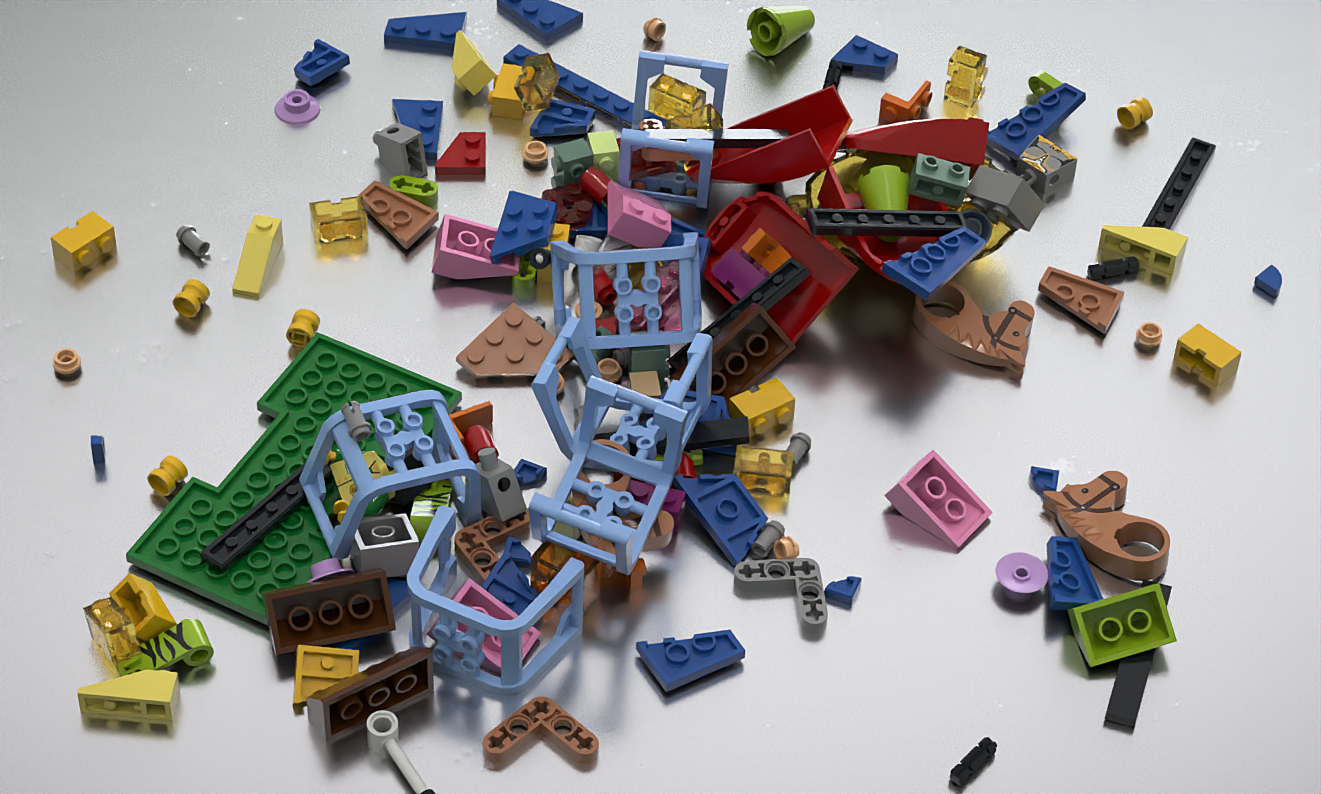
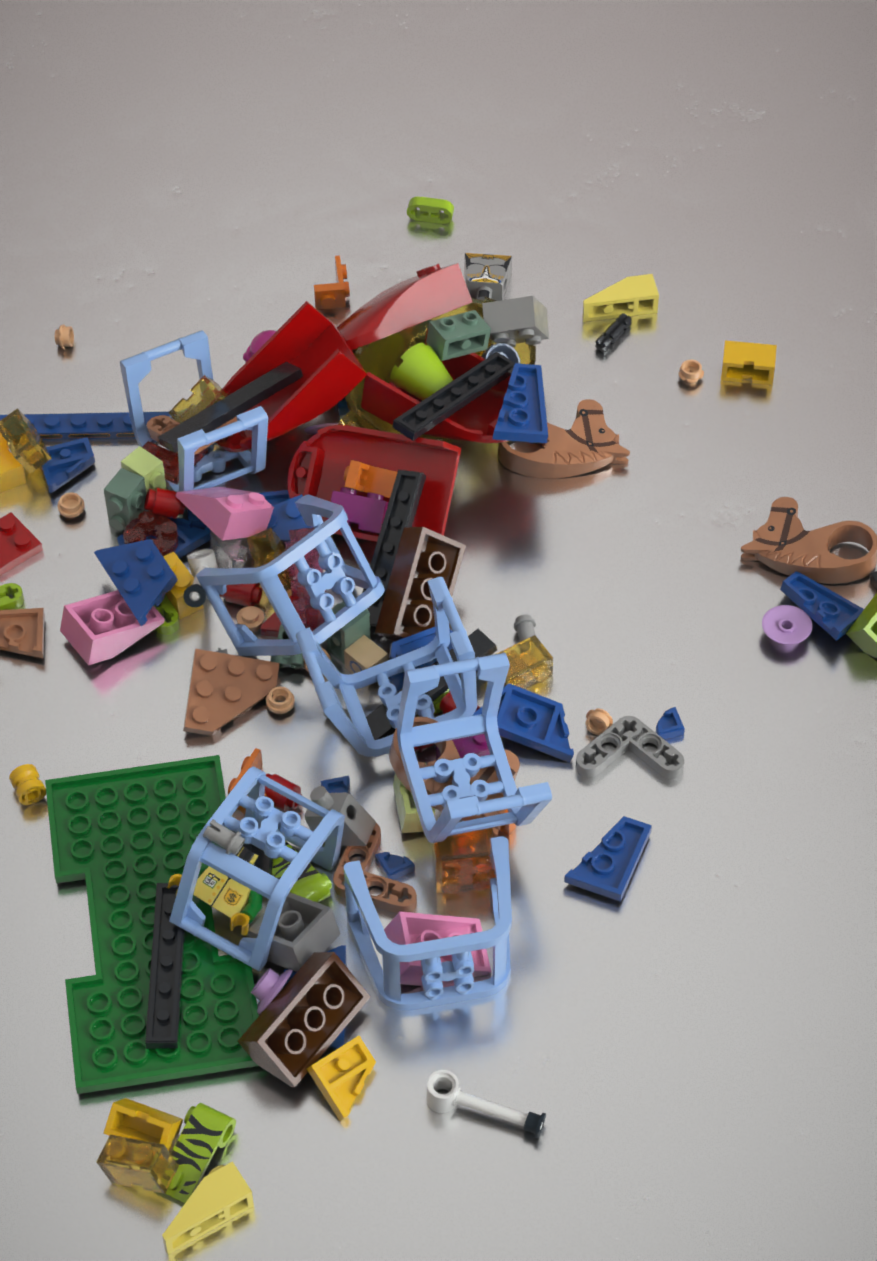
camera: 35 degrees left, 5 degrees up
(164, 478) = (40, 990): yellow wheel -> none
(371, 690) = (400, 1062): reddish brown slope -> none
(510, 585) = (427, 896): blue wing -> none
(542, 724) = (557, 993): nougat beam -> none
(674, 97) = (155, 389): clear yellow brick -> none
(765, 407) = (475, 606): yellow brick -> none
(771, 532) = (575, 716): light grey pin -> none
(778, 27) = (171, 279): lime cone -> none
(833, 74) = (251, 298): black axle -> none
(866, 56) = (258, 263): blue wing -> none
(938, 501) = (671, 605): bright pink slope -> none
(967, 75) = (363, 235): clear yellow brick -> none
(1040, 119) = (450, 238): blue wing -> none
(1044, 479) = (726, 538): blue tile -> none
(1082, 297) = (615, 370): nougat wing -> none
(1132, 114) = (511, 193): yellow wheel -> none
(1180, 184) = (597, 236): black tile -> none
(1269, 280) = (732, 275): blue tile -> none

